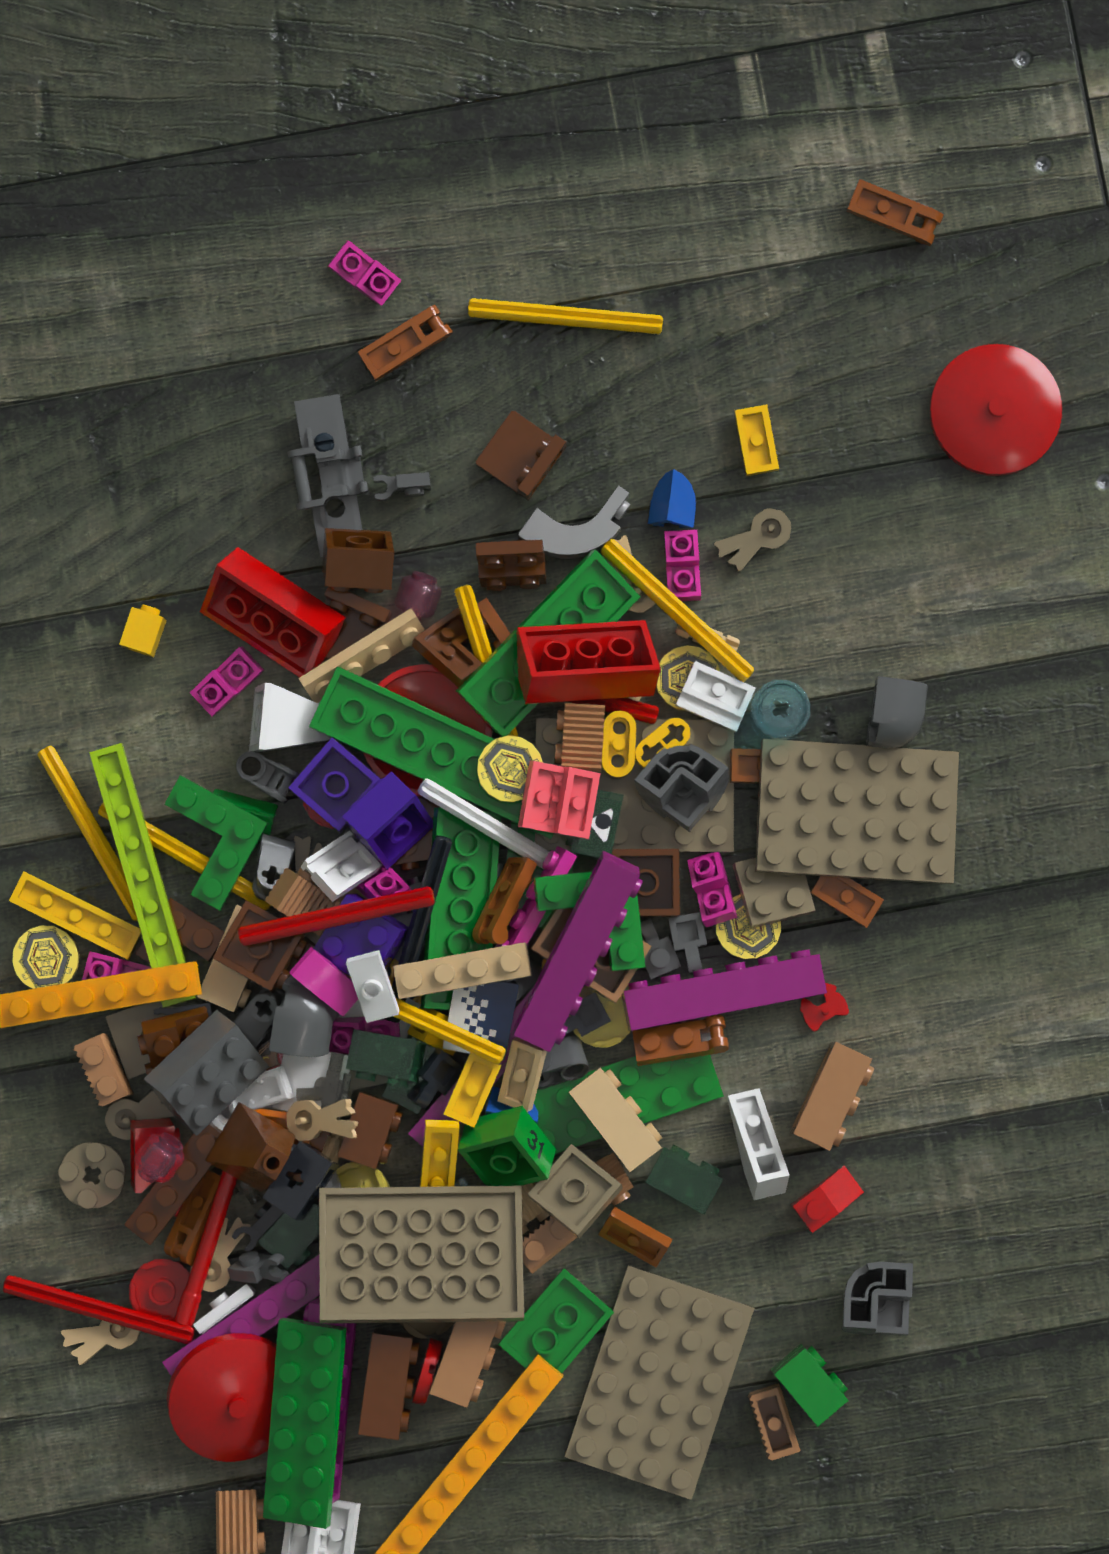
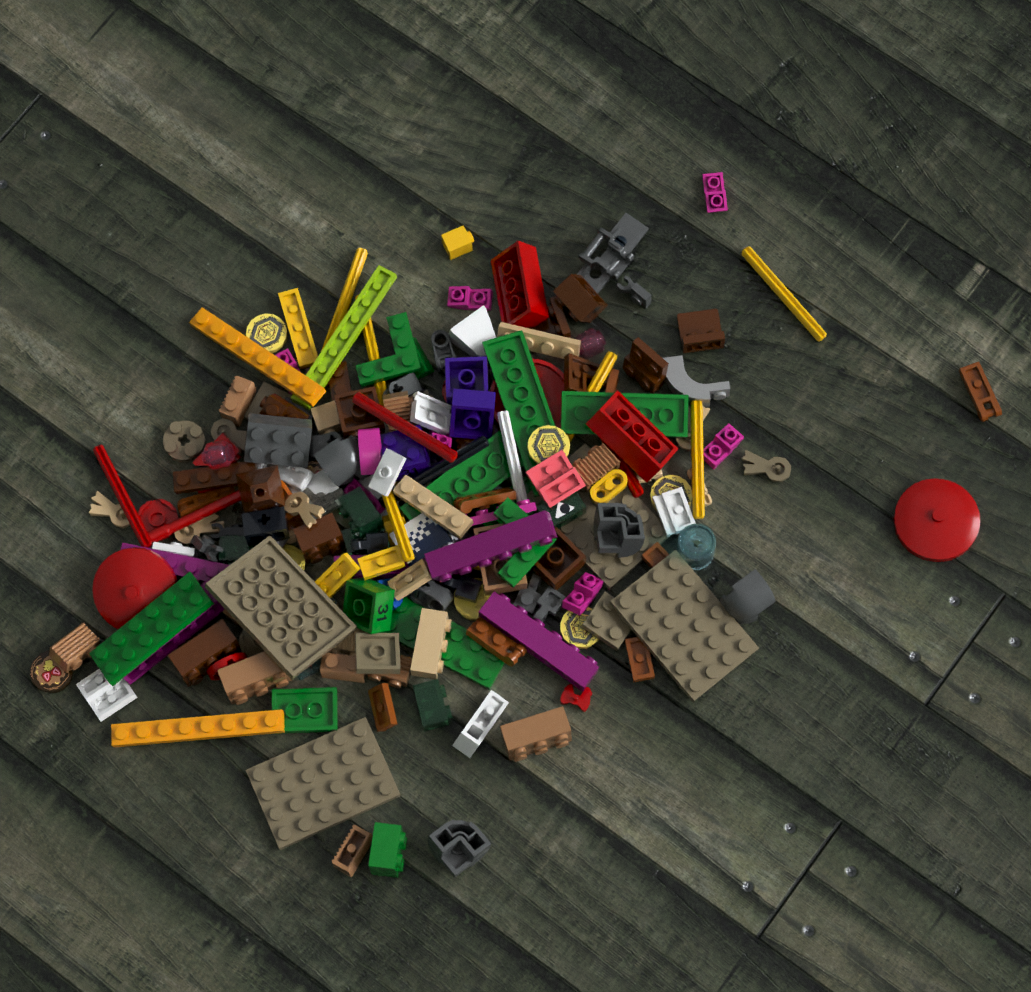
camera: 50 degrees right, 15 degrees down
(404, 343) = (700, 236): dark orange plate -> none
(657, 737) = (632, 502): yellow beam -> none
(673, 501) = (746, 415): blue brick -> none
(756, 440) = (812, 425): yellow plate -> none
(827, 1199) = (485, 780): red slope -> none

